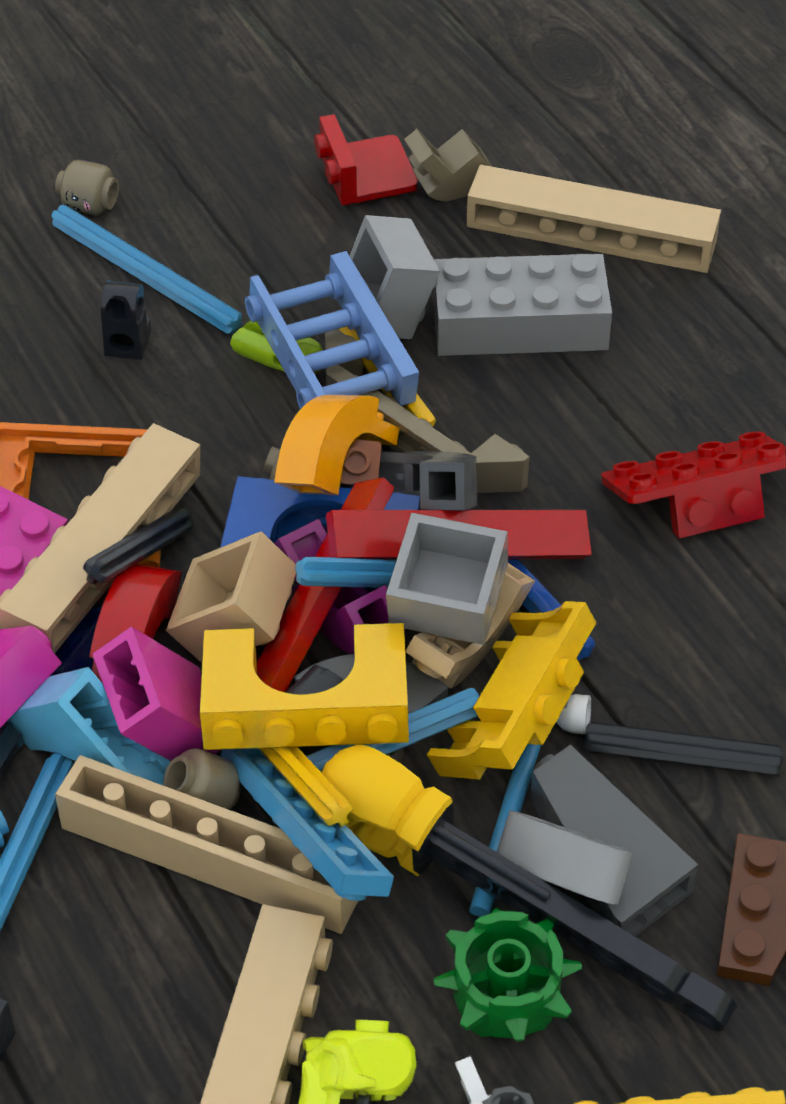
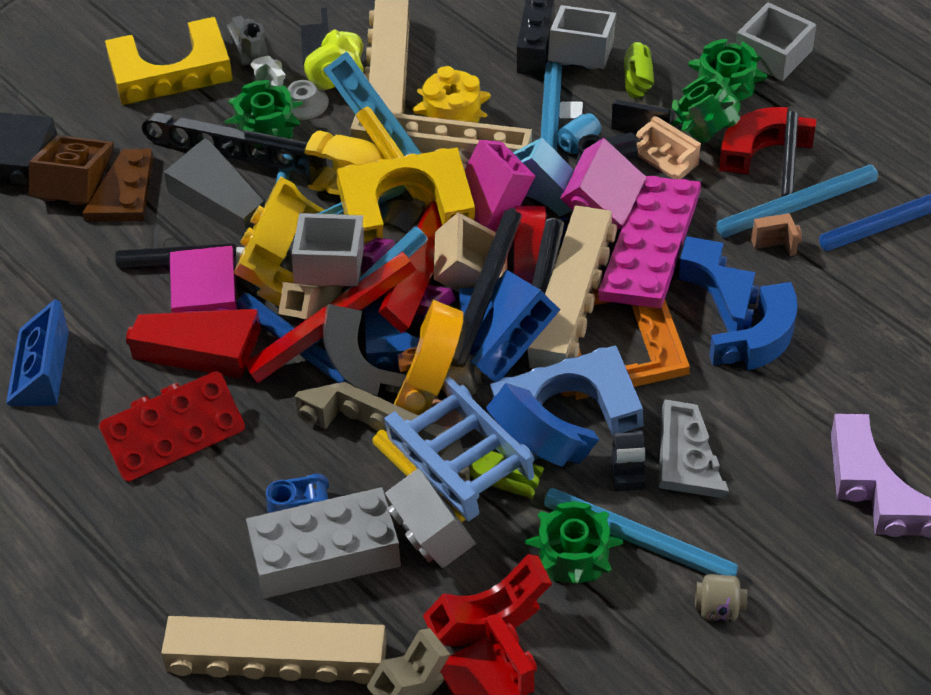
camera: 170 degrees right, 0 degrees up
(46, 337) = (686, 454): none -> light grey wing
(162, 941) = (452, 96): none -> yellow brick
(193, 476) = (518, 319): none -> blue arch
(211, 539) = (486, 285): none -> black axle
(214, 326) = (538, 429): none -> blue arch
(223, 418) = (595, 374): none -> medium blue arch
(226, 247) = (574, 543): none -> green brick
(339, 213) = (461, 619): none -> red arch
(435, 1061) = (313, 100): none -> light grey piece
(546, 361) = (296, 492): none -> blue piece
(565, 857) = (253, 154): light grey beam -> none
(643, 669) = (203, 280): none -> dark pink brick
(662, 588) = (197, 340): none -> red slope

